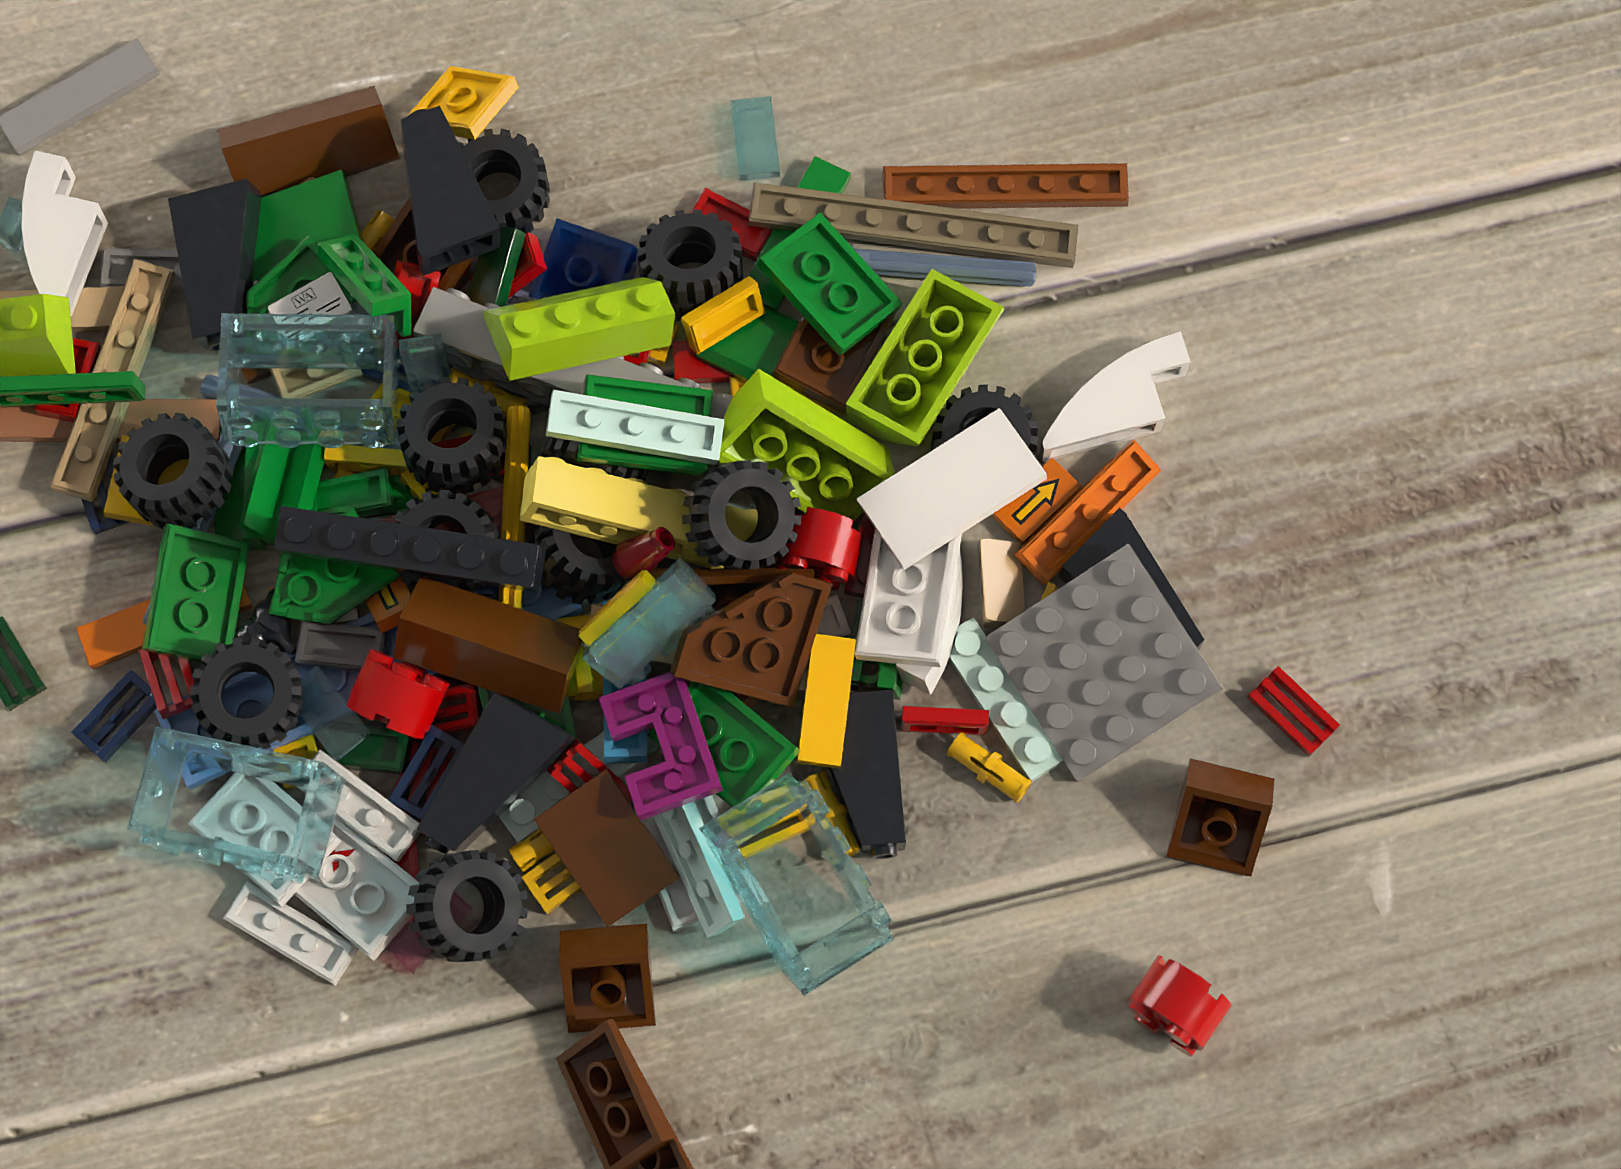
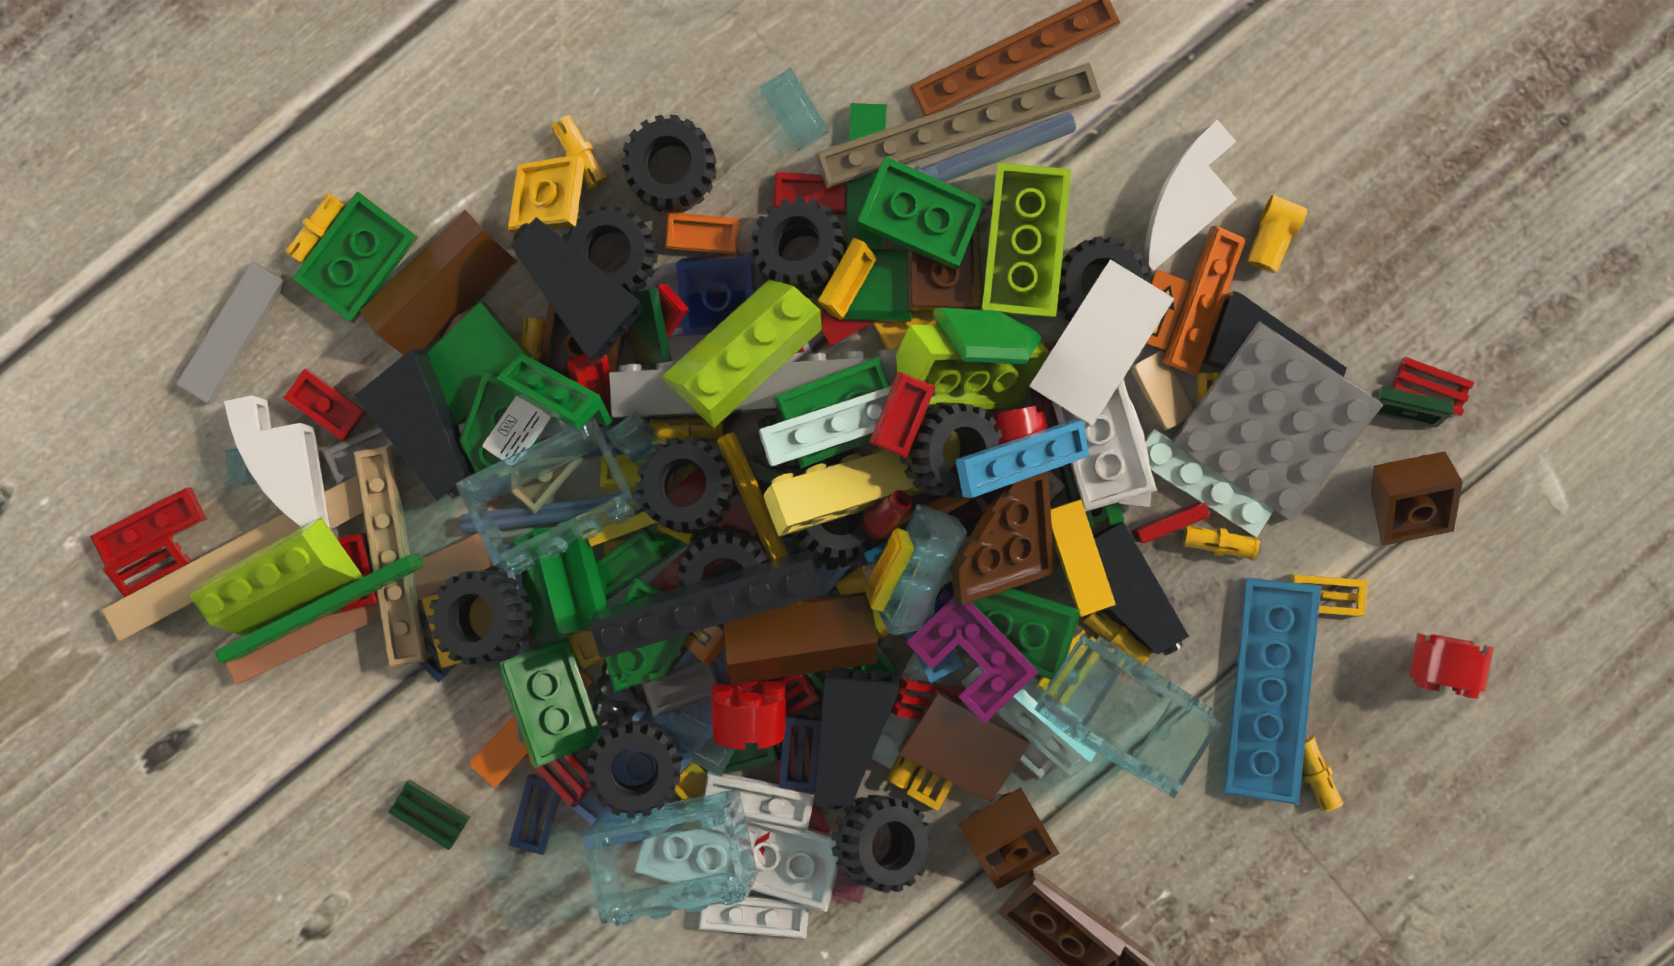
camera: 25 degrees left, 15 degrees up
(131, 204) = (325, 404): none -> red plate
(217, 36) = (315, 227): none -> yellow pin
(241, 79) = (355, 257): none -> green plate
(262, 567) = (584, 648): none -> yellow tile
(517, 65) = (575, 144): none -> yellow pin
(595, 100) = (652, 139): none -> black tyre
(599, 212) = (702, 233): none -> orange tile
(705, 447) = (902, 414): none -> red tile
(810, 553) = (1022, 458): none -> dark azure plate
(836, 422) = (987, 335): none -> green tile
(971, 951) = (1272, 690): none -> dark azure tile
(980, 1068) = (1319, 777): none -> yellow pin
(1074, 895) = (1359, 597): none -> yellow tile
(1201, 469) = (1279, 224): none -> yellow piece
(1258, 717) = (1413, 407): none -> dark green tile

